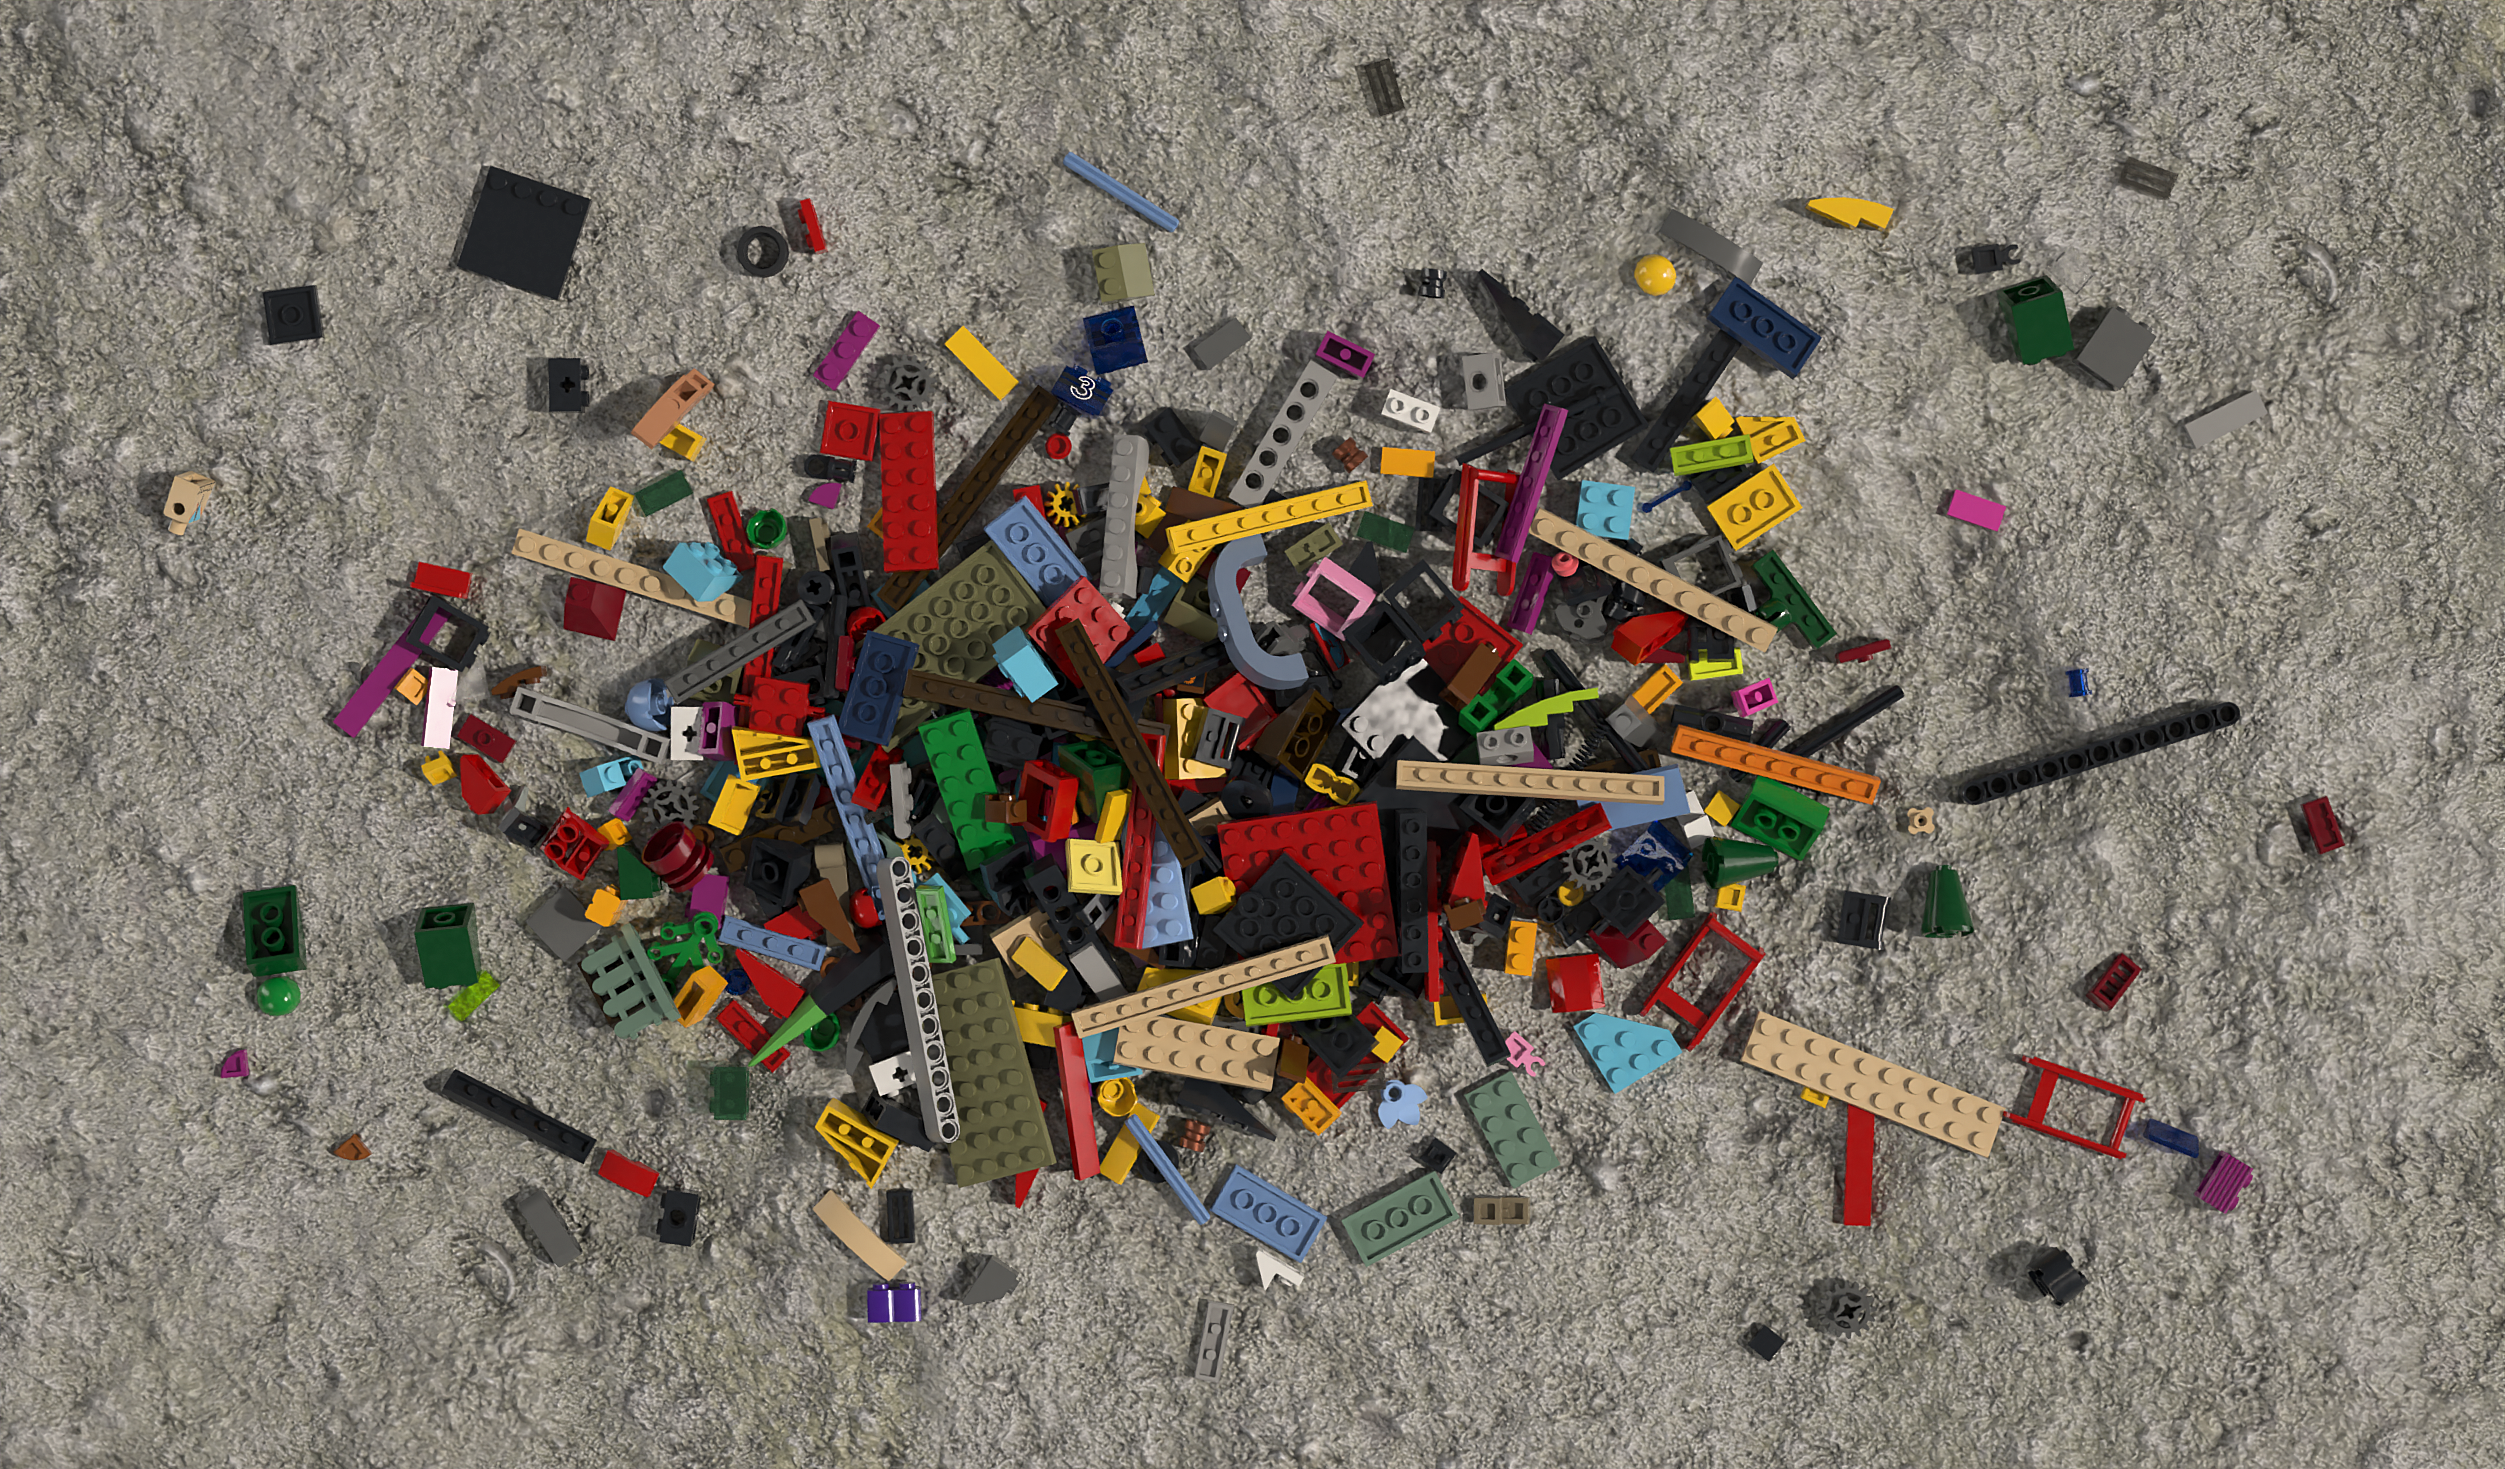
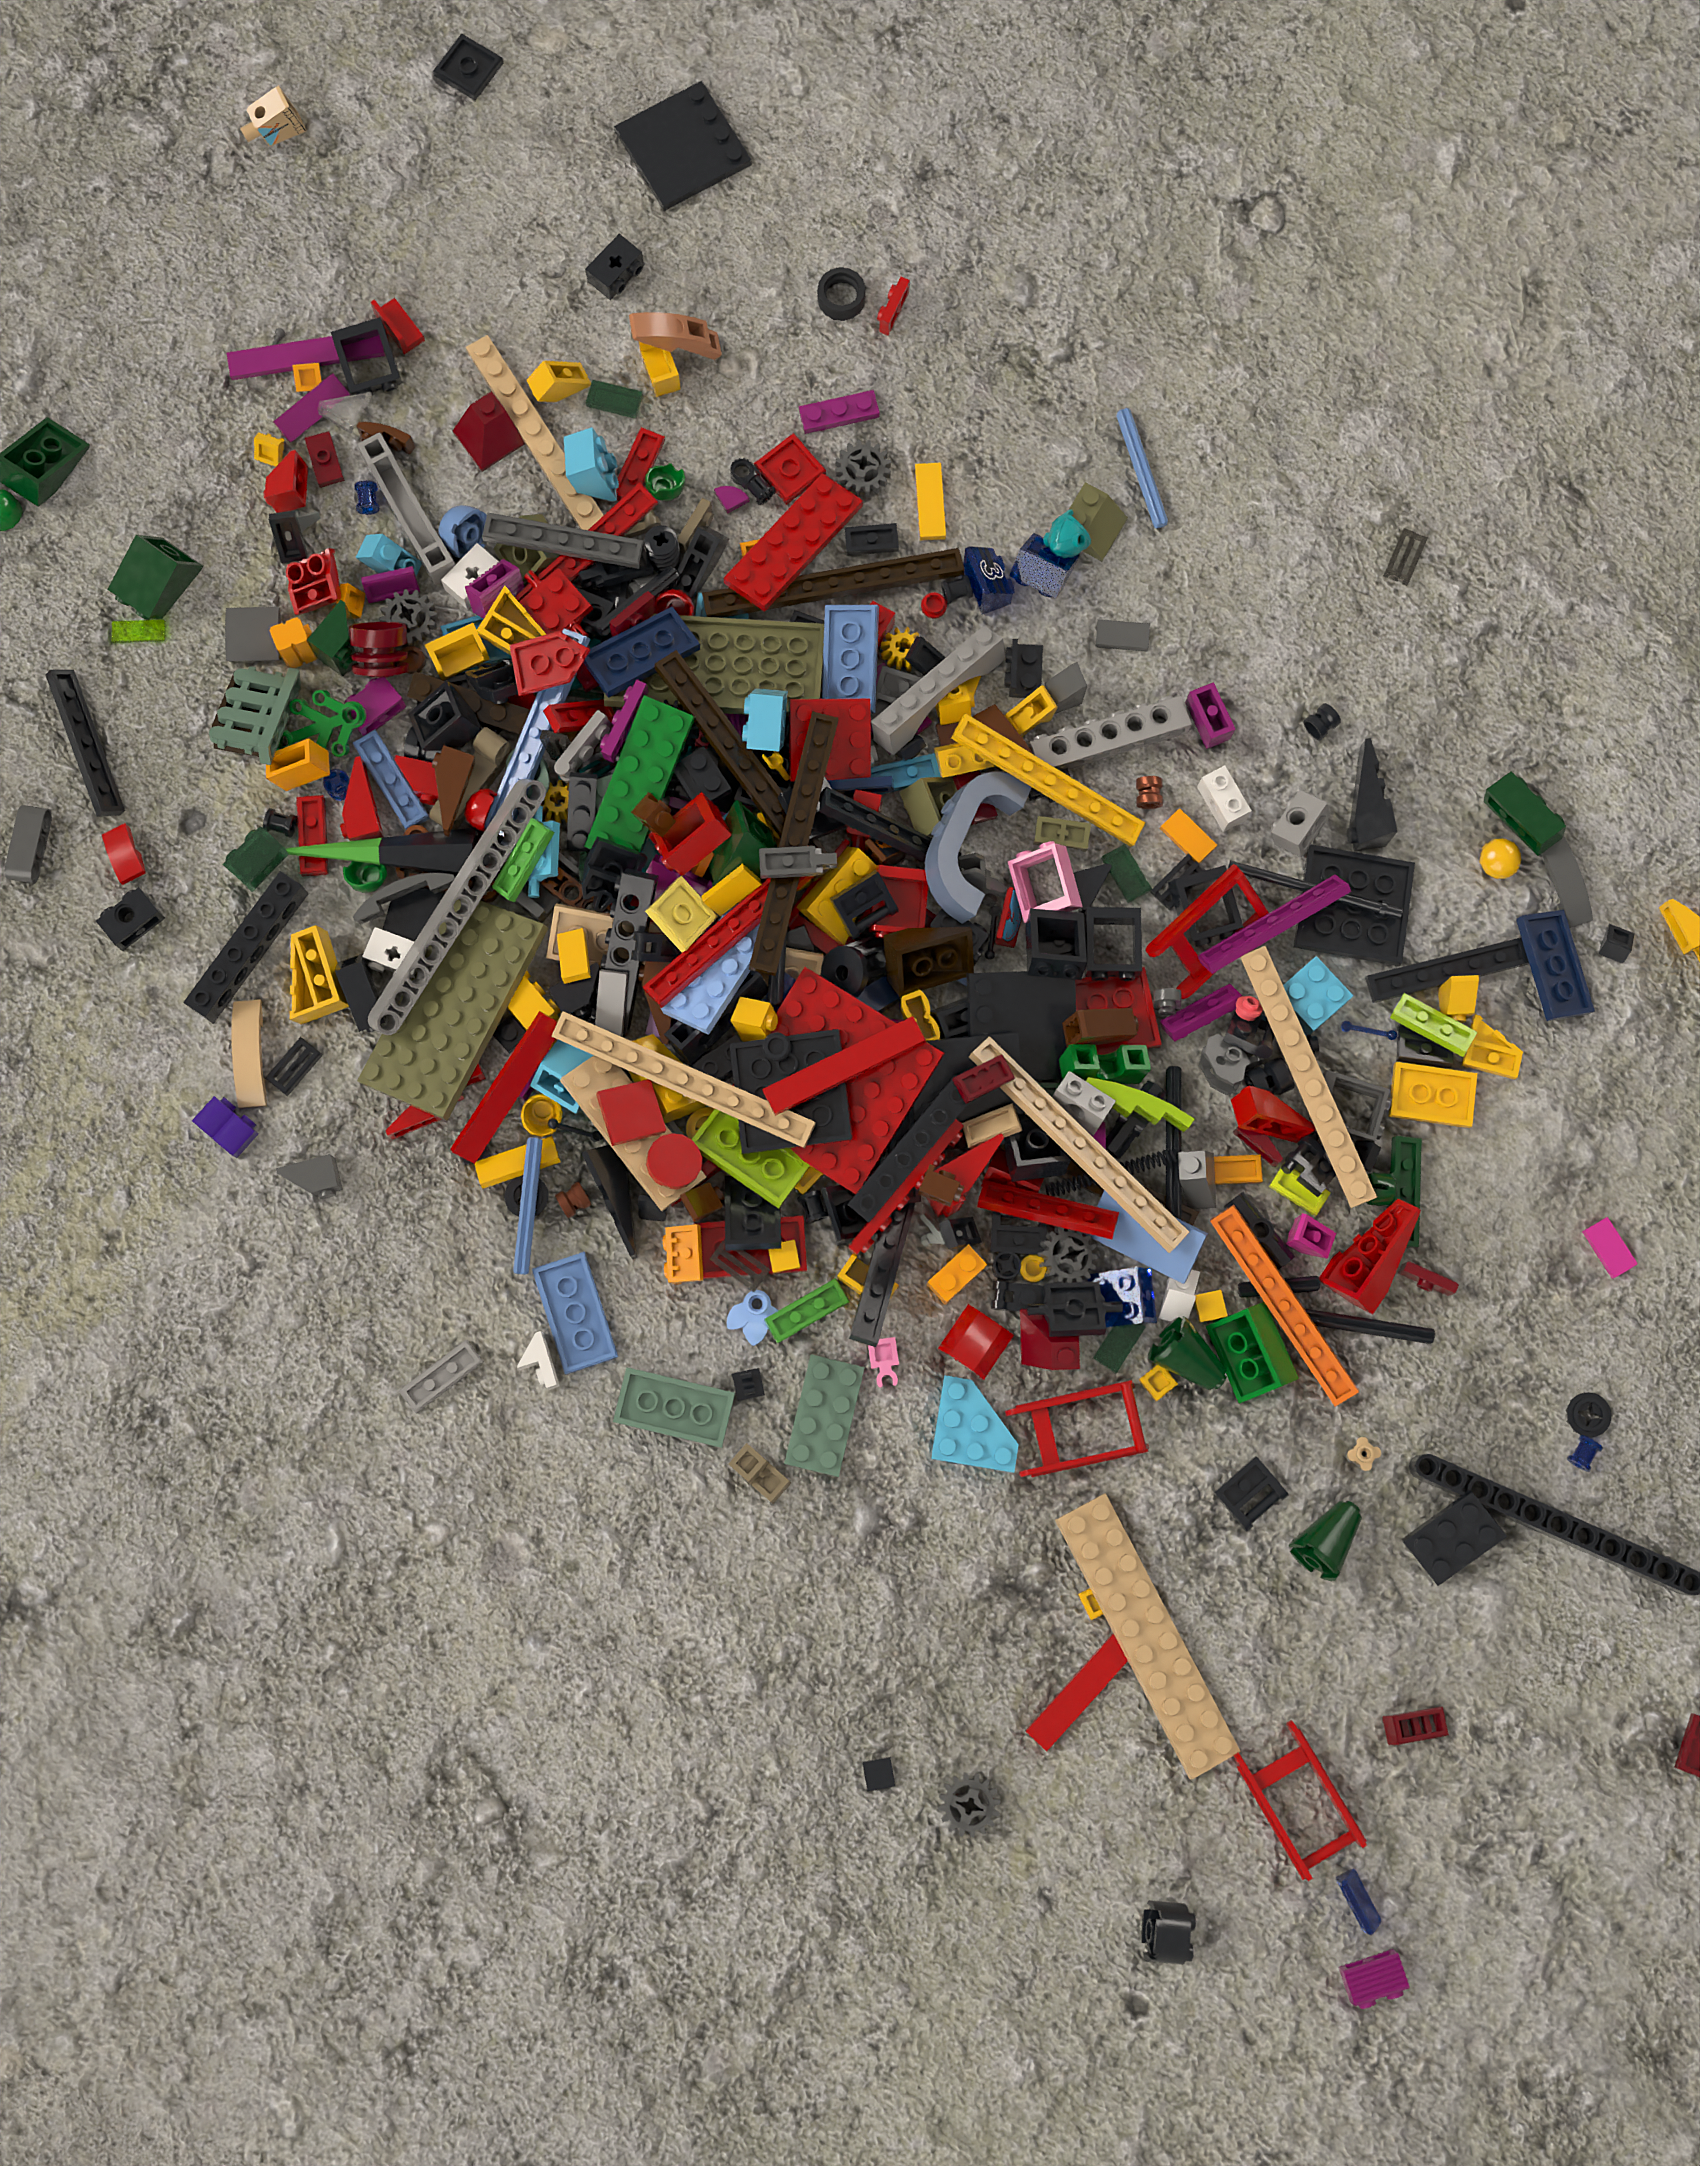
camera: 45 degrees right, 10 degrees down
(549, 741) = (366, 495): none -> clear blue bush
(722, 1048) = (280, 822): none -> black bush
(786, 1162) = (246, 947): none -> black brick
(818, 762) = (546, 662): none -> red tile
(916, 756) = (623, 721): none -> magenta plate
(964, 435) = (871, 539): none -> black plate
(1060, 687) = (775, 762): none -> yellow hand
(1115, 309) = (1064, 536): none -> teal helmet
(1132, 1094) = (595, 1135): none -> black hinge
(1146, 762) = (794, 861): none -> dark grey hinge
(1186, 1042) = (631, 1112): none -> red tile
(1248, 1050) = (674, 1161): none -> red tile
(1313, 877) = (843, 1065): none -> red tile
(1423, 799) = (983, 1078): none -> dark red plate
(1434, 1067) = (806, 1310): none -> bright green tile
(1455, 822) = (987, 1126): none -> tan tile
(1501, 610) = (1167, 1001): none -> dark grey plate
(1645, 225) = (1525, 813): none -> dark green brick
(1796, 266) = (1616, 943): none -> black slope
(1811, 681) = (1369, 1265): none -> red wedge
(2034, 827) = (1454, 1537): none -> black plate
(2070, 654) = (1598, 1407): none -> black gear

